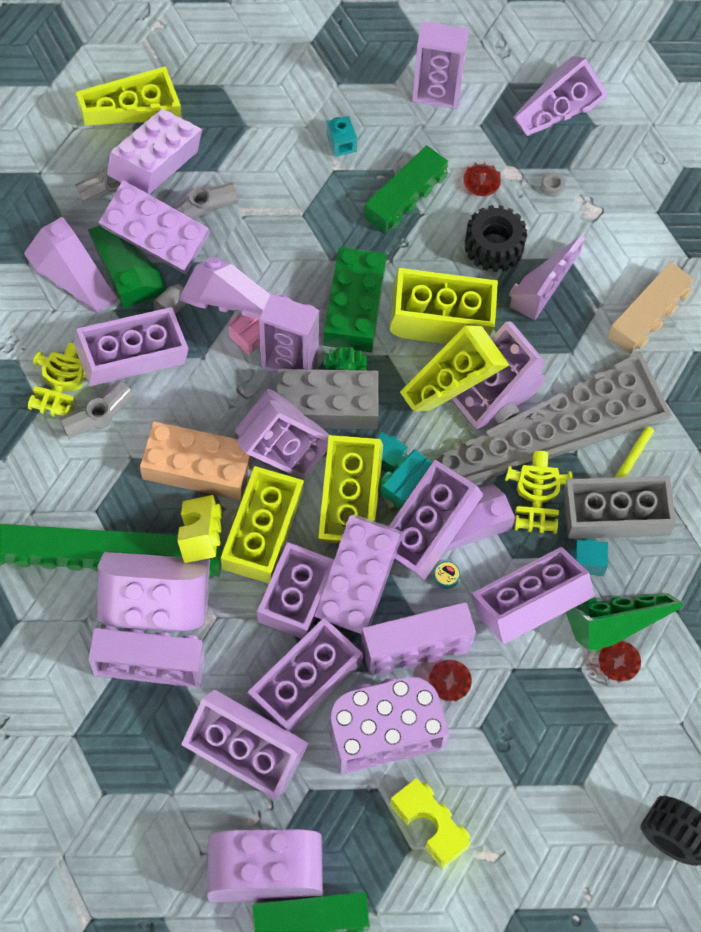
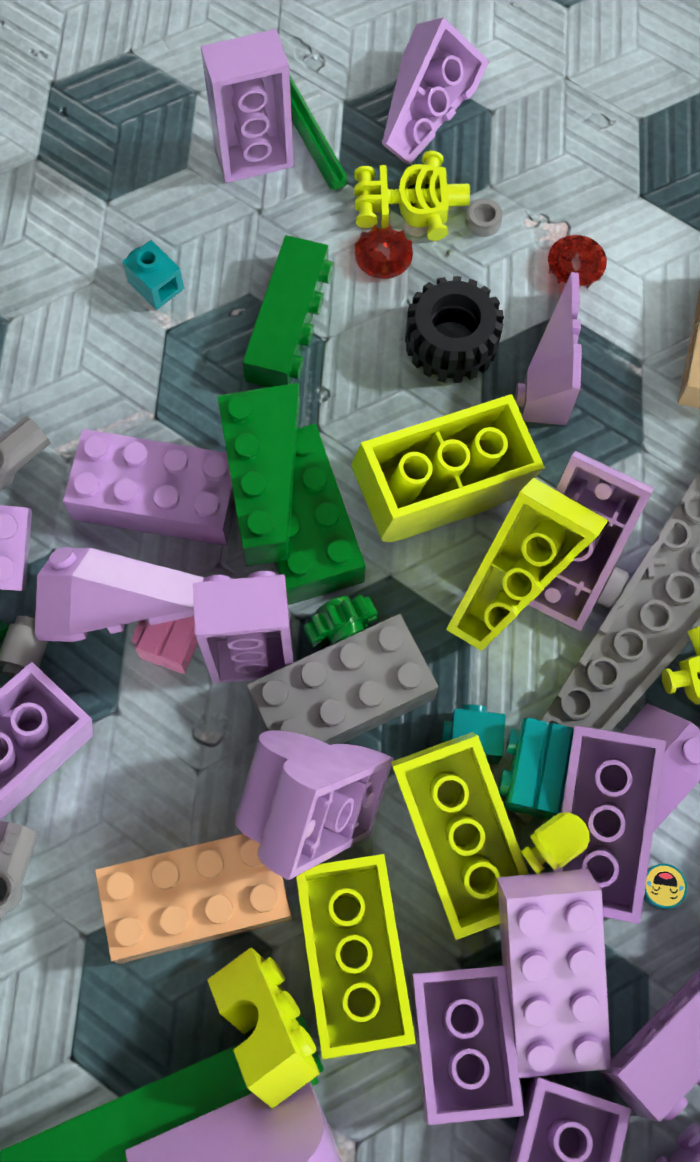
camera: 25 degrees left, 5 degrees up
(282, 250) = (151, 487): none -> lavender brick
(343, 257) = (261, 456): none -> green wedge
(395, 511) = (557, 842): none -> neon yellow arm
(477, 93) = (316, 141): none -> green axle
(533, 161) = (376, 197): none -> neon yellow piece
(589, 224) = (591, 256): none -> clear red gear

